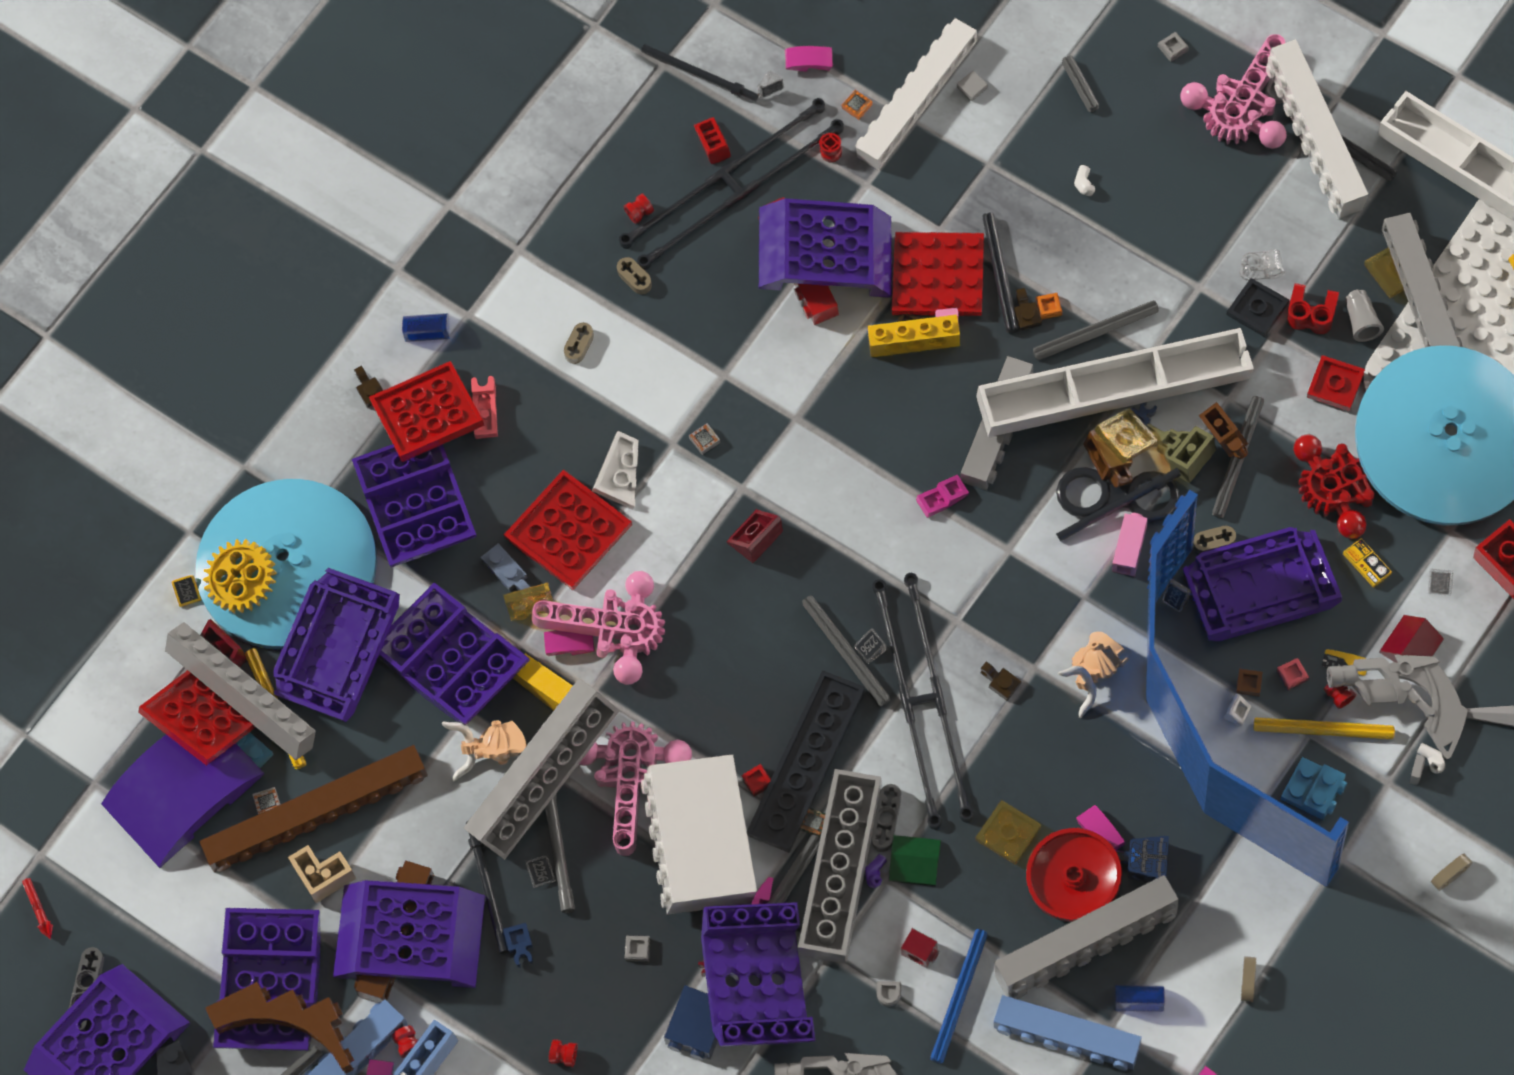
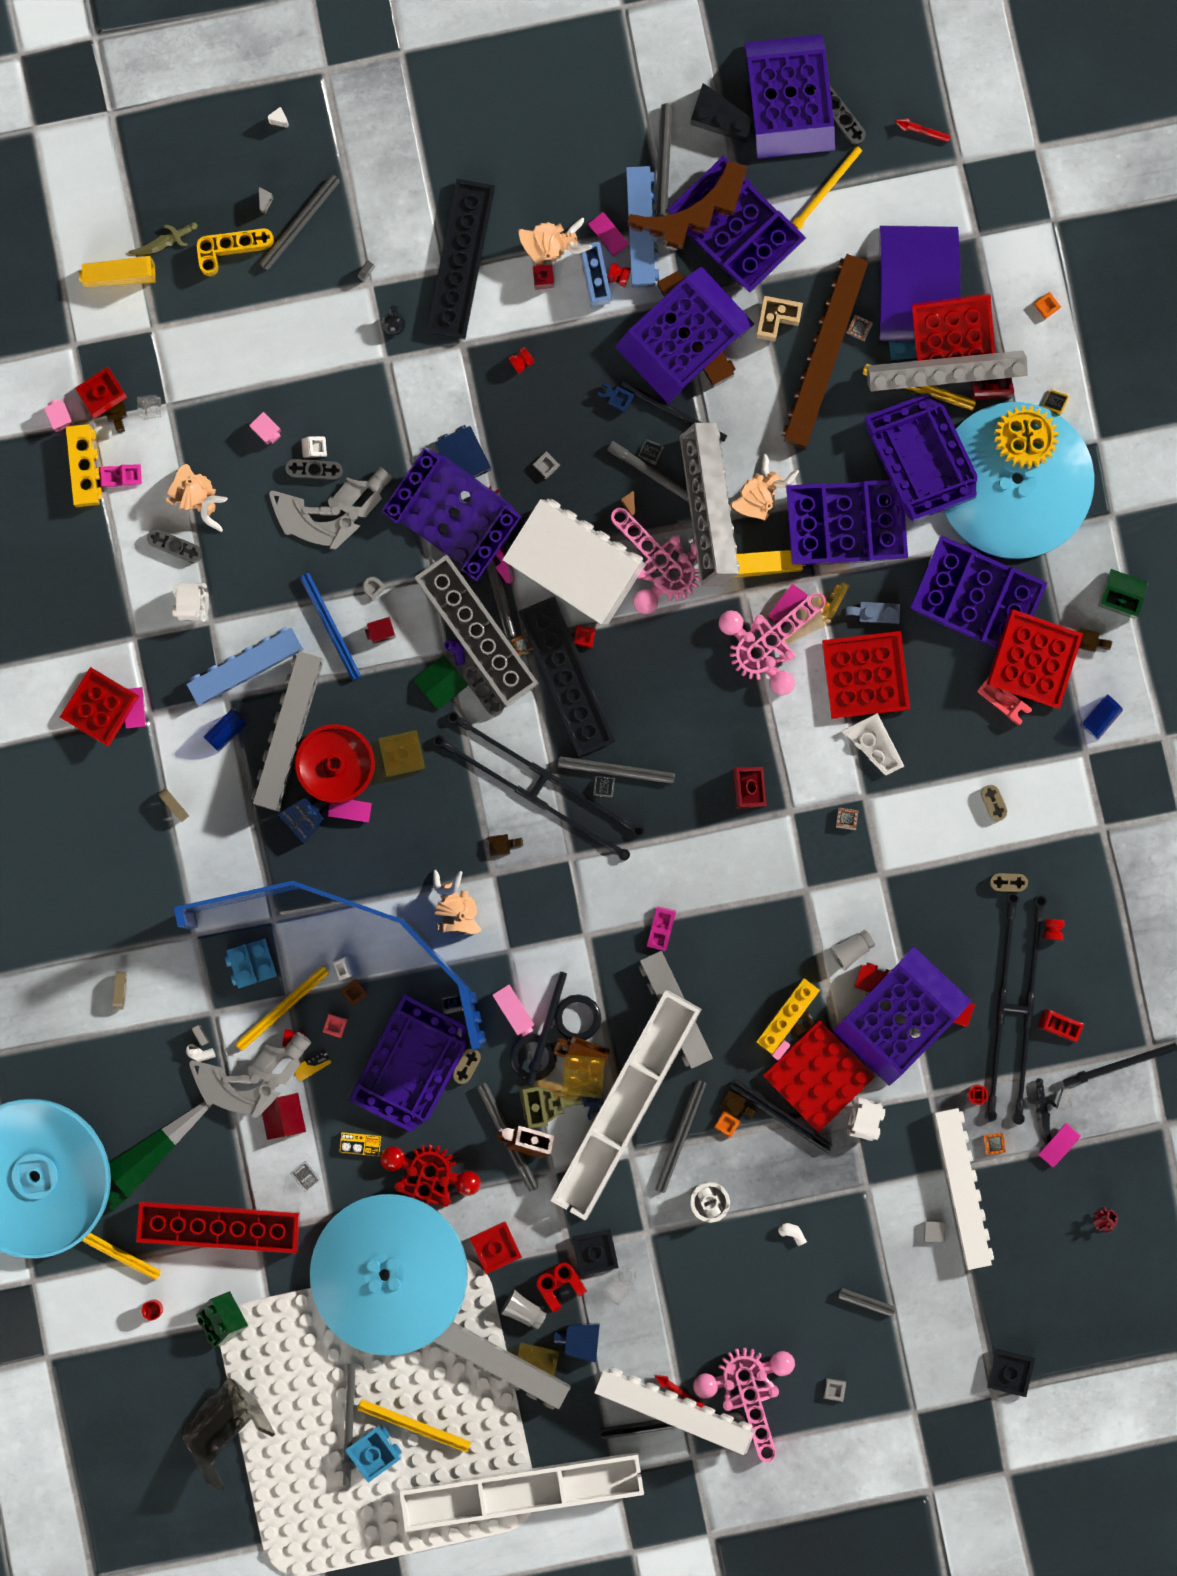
camera: 125 degrees right, 20 degrees up
(106, 672) = (1047, 305): none -> orange tile
(216, 936) = (798, 221): none -> yellow bar
(304, 395) = (1123, 594): none -> dark green slope
(604, 846) = (628, 503): none -> medium nougat slope
(794, 95) = (1043, 1115): none -> black piece
(809, 337) = (852, 949): none -> light grey plant
(936, 204) = (865, 1119): none -> white brick
(1125, 257) = (710, 1202): none -> white brick
(1299, 155) = (664, 1382): none -> red piece
(1338, 254) = (580, 1340): none -> dark blue torso

